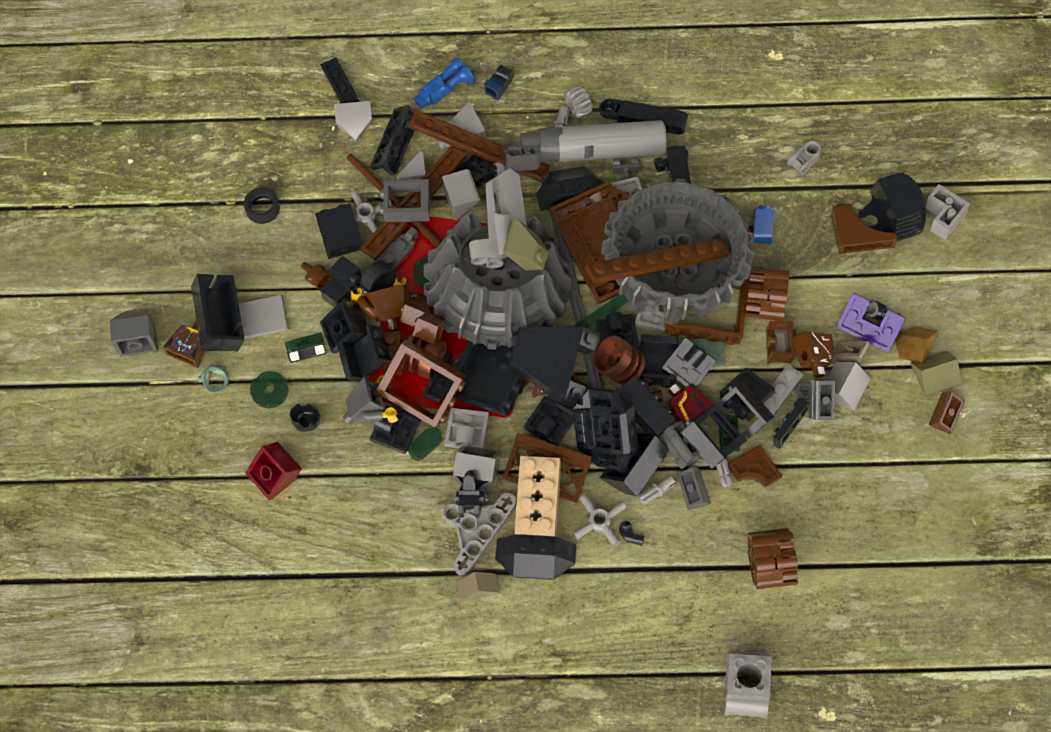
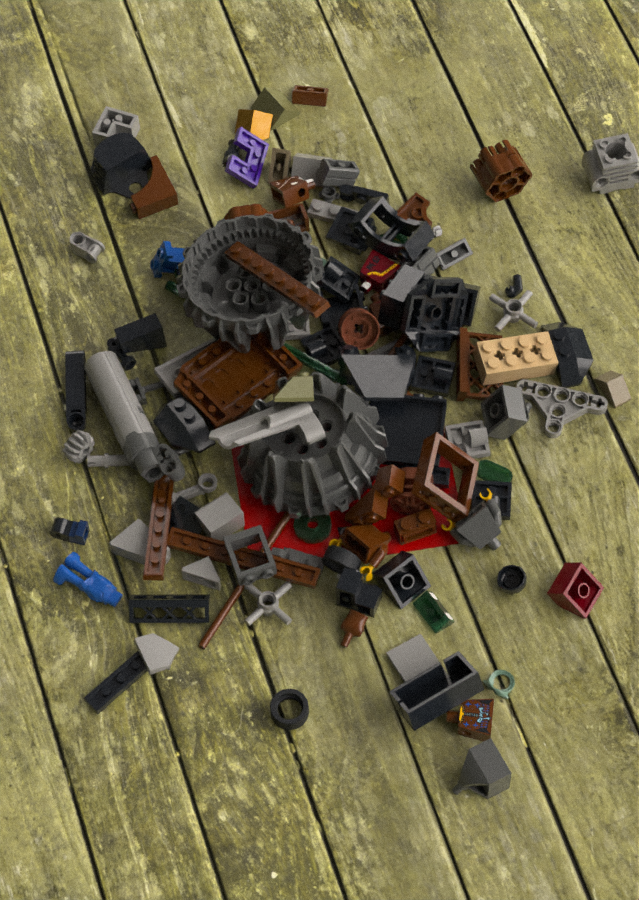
camera: 110 degrees left, 5 degrees down
(272, 399) = (487, 638): clear green tile -> none
(339, 230) = (294, 620): black panel -> none
(365, 355) = (427, 543): black panel -> none
(470, 495) = (542, 403): black hinge -> none
(657, 490) = (467, 276): light grey axle -> none

